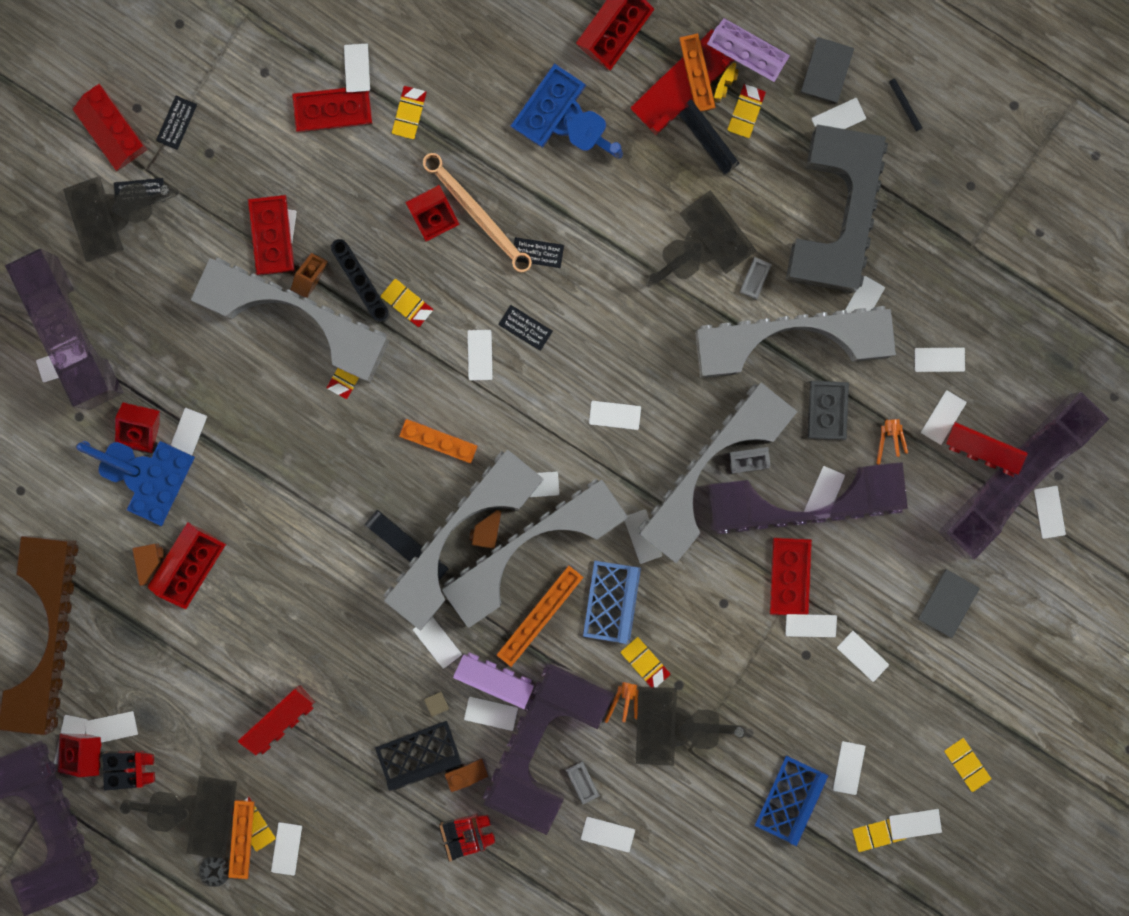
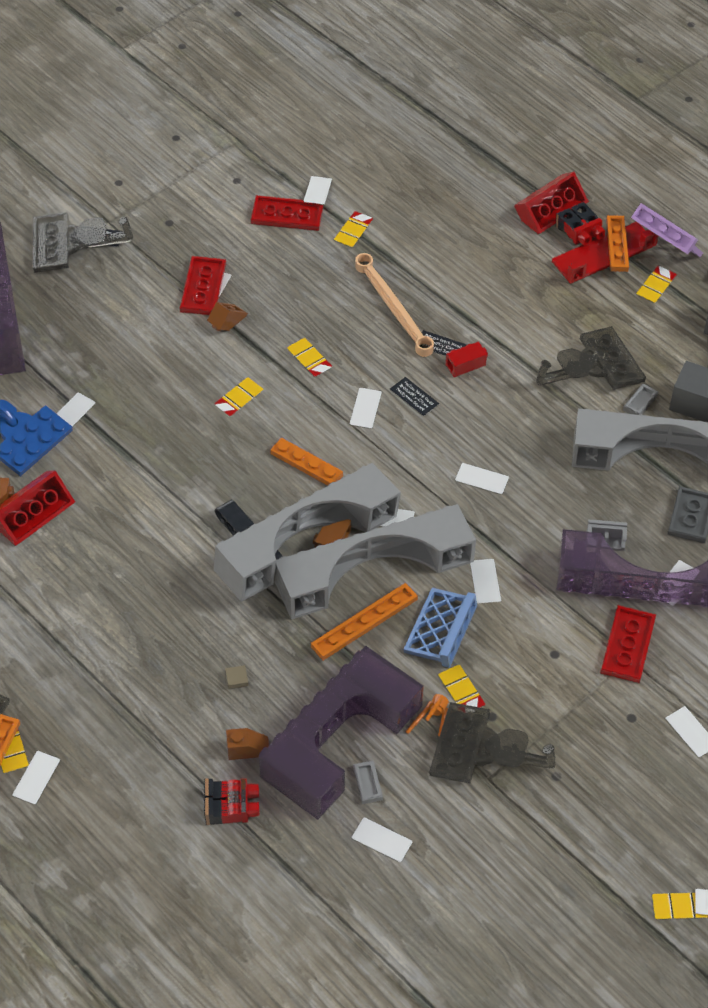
camera: 10 degrees right, 35 degrees down
(109, 127) = (90, 186): red slope -> none
(137, 427) = (28, 391): red slope -> none
(176, 122) = (148, 198): black sticker -> none
(233, 291) = (157, 309): light grey arch -> none
(277, 720) = (70, 648): red slope -> none
(356, 272) = (272, 329): black beam -> none
(423, 772) = (204, 731): black fence -> none
(432, 213) = (353, 295): red slope -> none
(438, 643) = (254, 626): white sticker -> none
(491, 713) = (285, 698): white sticker -> none
(494, 680) = (297, 661): lavender slope -> none
(554, 106) = (489, 246): blue plate -> none
(572, 269) = (466, 359): none -> red brick
(653, 53) = (580, 226): none -> hips
(708, 138) = (619, 286): black fence -> none
(727, 78) = (641, 256): yellow slope -> none
(756, 418) = (517, 564): light grey arch -> none
(807, 807) = (608, 853): blue fence -> none
(811, 625) = (642, 690): white sticker -> none
(849, 768) = (658, 833): white sticker -> none

